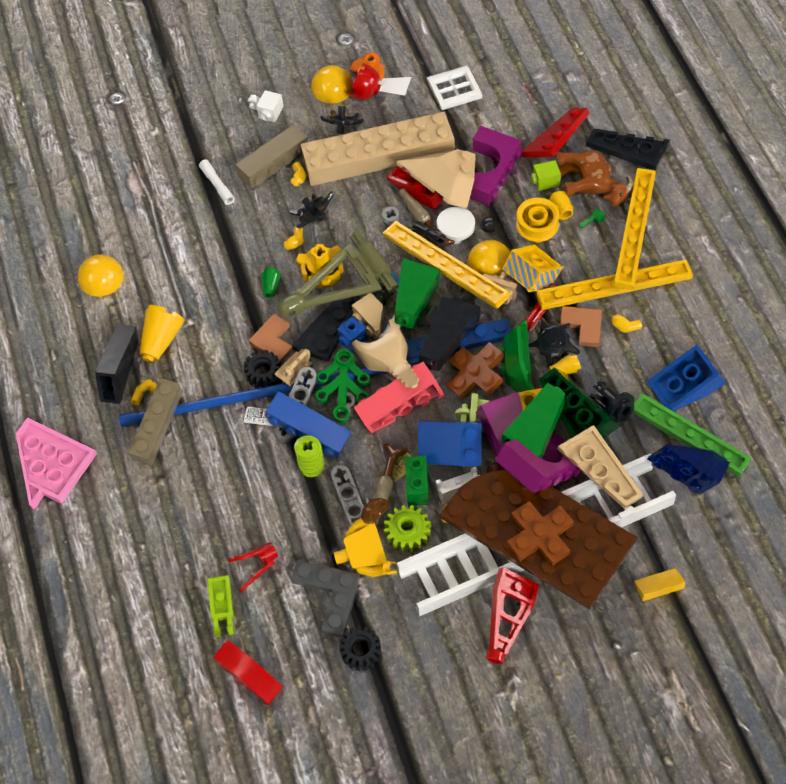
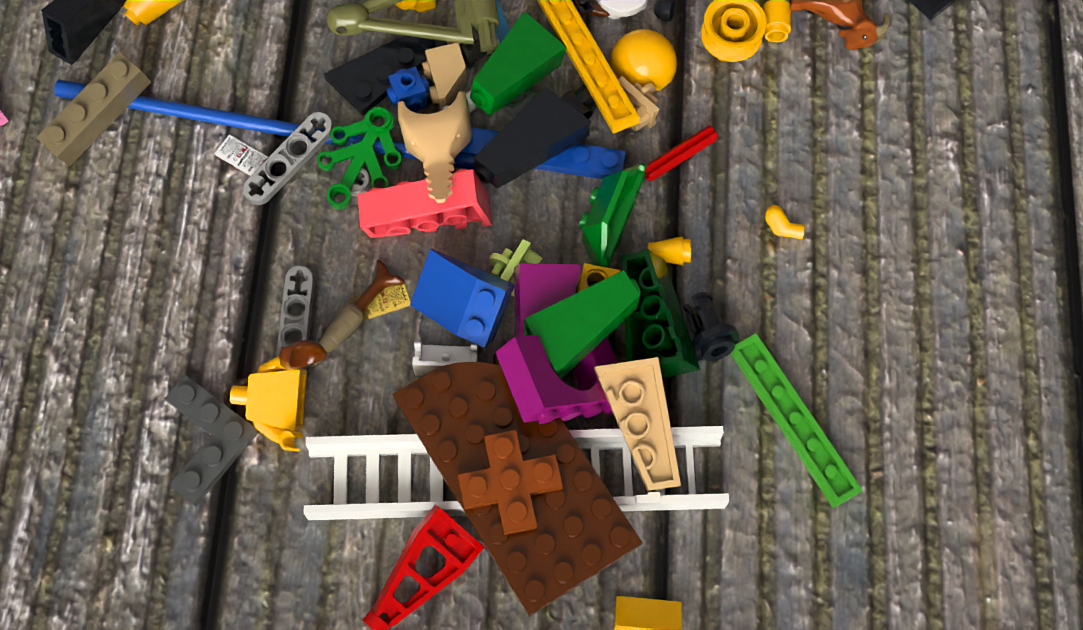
camera: 15 degrees right, 10 degrees up
(139, 391) = (101, 59): yellow arm -> none
(221, 603) = (59, 394): lime hinge -> none
(247, 672) = (44, 503): red slope -> none
(259, 360) = (266, 78): black tyre -> none
(265, 553) = (149, 348): red plant -> none
(269, 338) = (299, 51): nougat tile -> none
(290, 369) = (318, 100): tan hinge -> none
(303, 421) = (285, 192): blue brick -> none
(309, 456) = (266, 238): lime piece -> none
(356, 636) = (192, 519): black tyre -> none
(407, 518) = (343, 377): lime gear -> none
(416, 480) = (392, 330): green brick -> none
(475, 370) = (545, 208): dark orange plate -> none
(532, 267) = (690, 93): yellow container -> none
(553, 341) = (670, 209): black piece -> none
(587, 321) = (732, 197): nougat tile -> none
(596, 215) = (818, 53): green hand -> none
(604, 286) = (794, 161): yellow tile -> none
(634, 229) = (859, 94): yellow plate -> none
(686, 379) = (827, 339): blue slope -> none
(691, 466) = (776, 478): clear blue slope -> none

